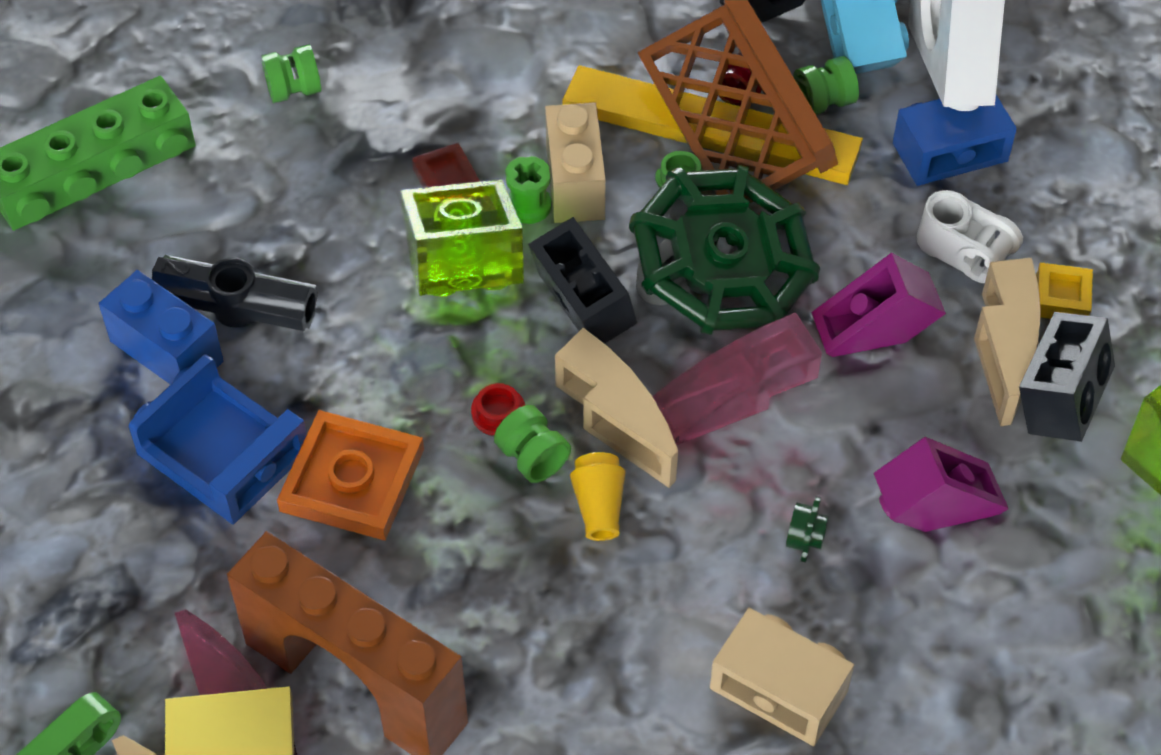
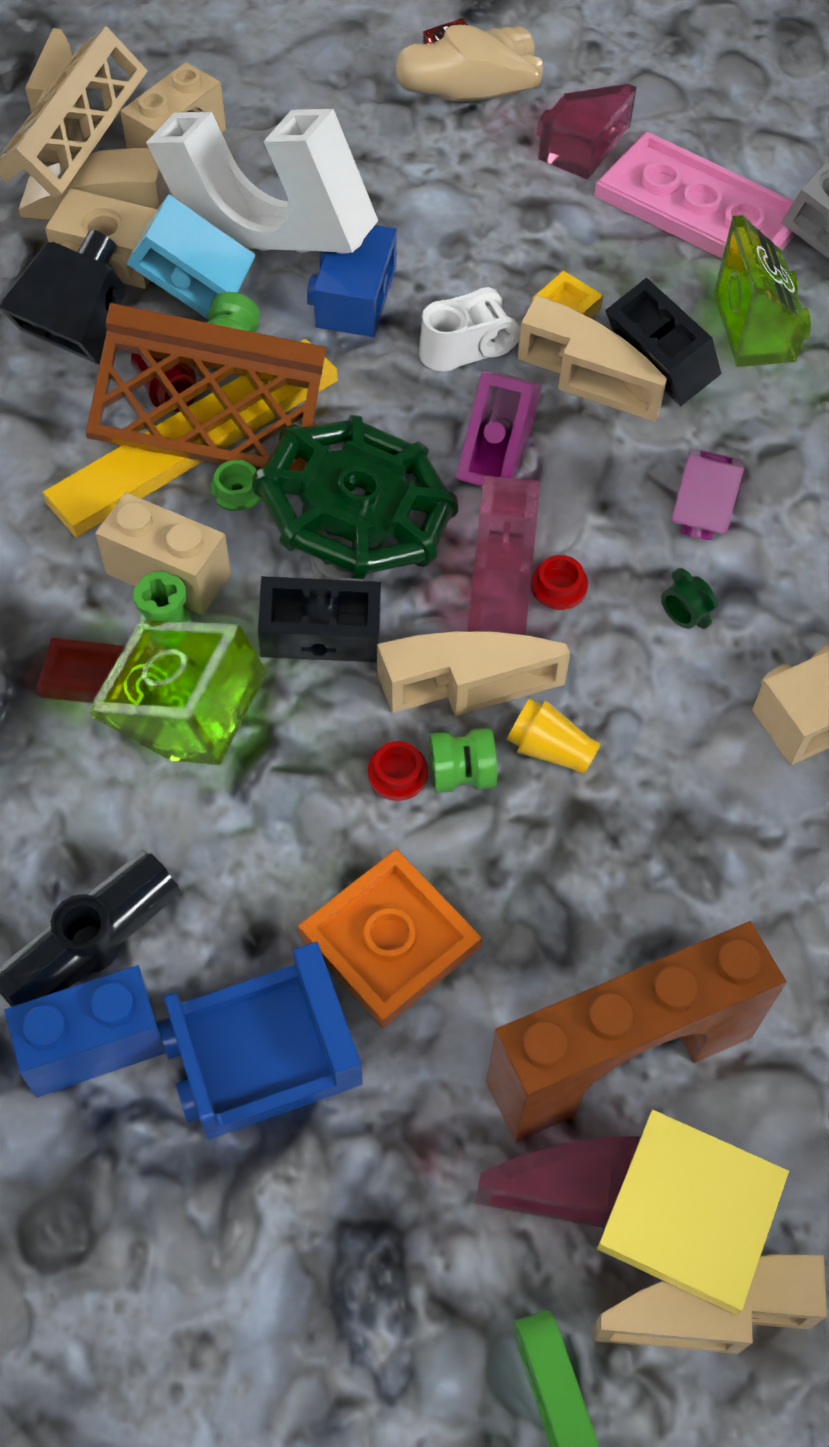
camera: 60 degrees left, 5 degrees up
(757, 431) = (559, 582): none -> red plate

